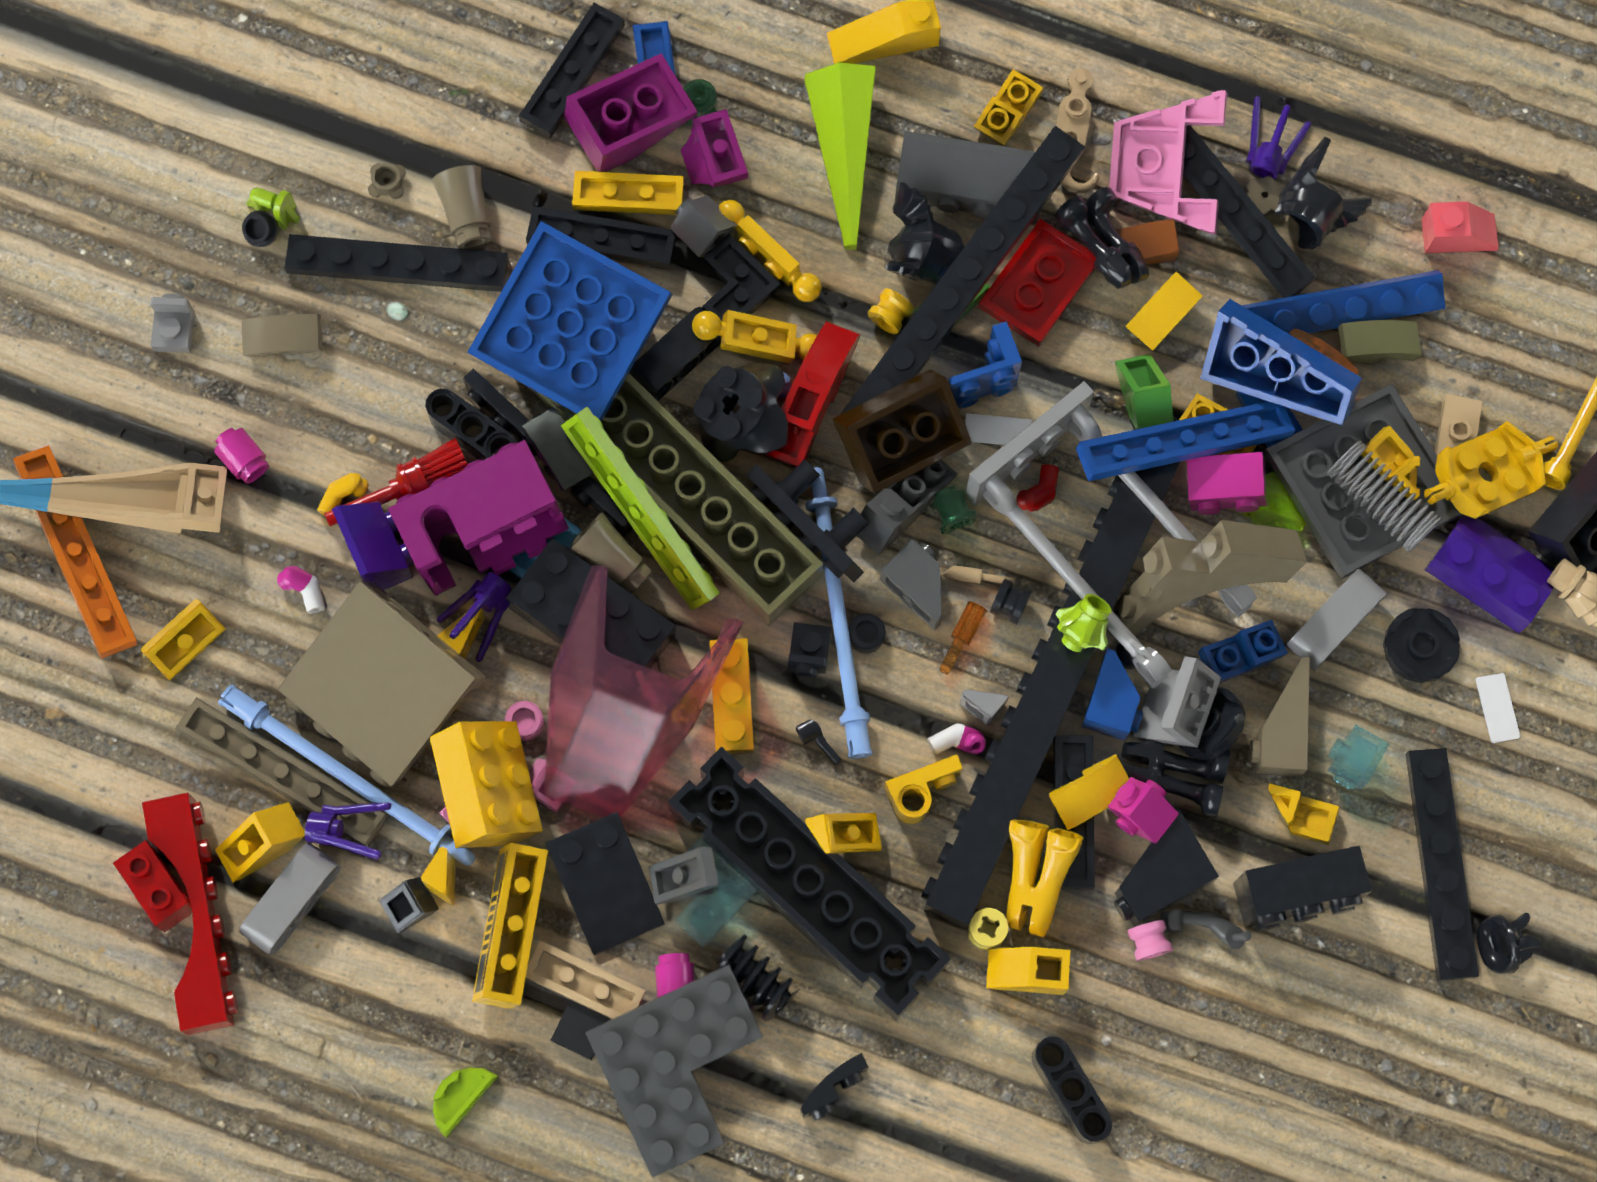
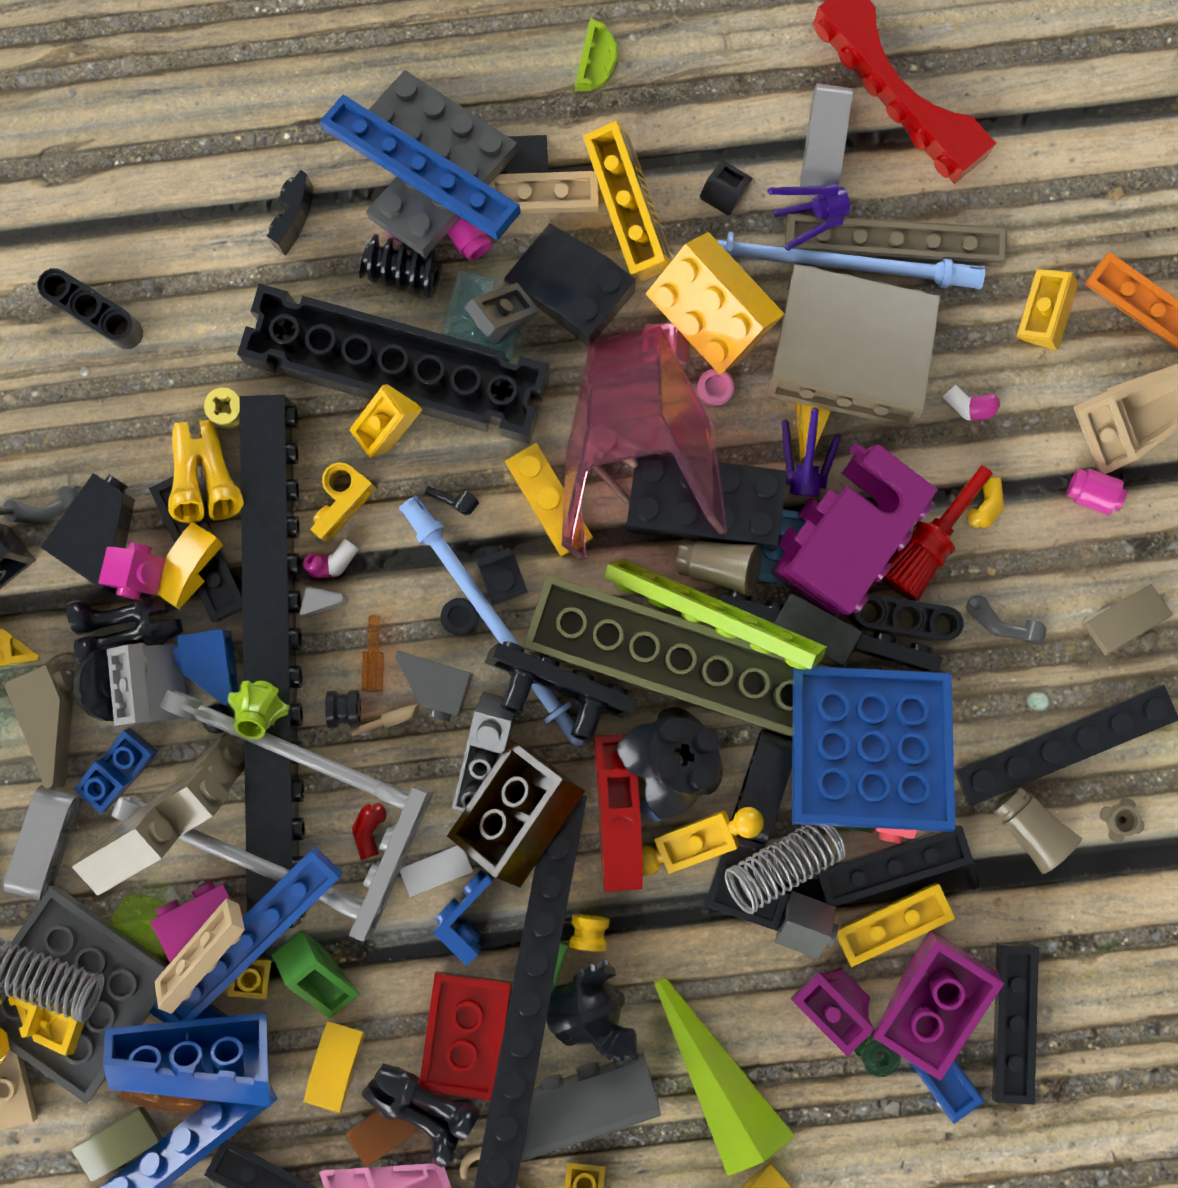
camera: 155 degrees right, 10 degrees up
(154, 886) = (946, 83): red brick -> none
(260, 840) = (877, 171): yellow slope -> none
(373, 544) = (939, 460): dark purple slope -> none
(401, 405) = (979, 609): none -> dark grey piece
(441, 875) = (706, 205): yellow slope -> none
(691, 1046) = (420, 167): none -> blue plate
(739, 289) = (749, 884): none -> light grey piece
(777, 260) = (680, 916): yellow plate -> none
(953, 509) = (437, 768): clear green brick -> none
(1028, 970) = (169, 387): yellow slope -> none
(1150, 940) = (79, 466): bright pink wheel -> none
(1231, 441) = (199, 956): none -> tan plate

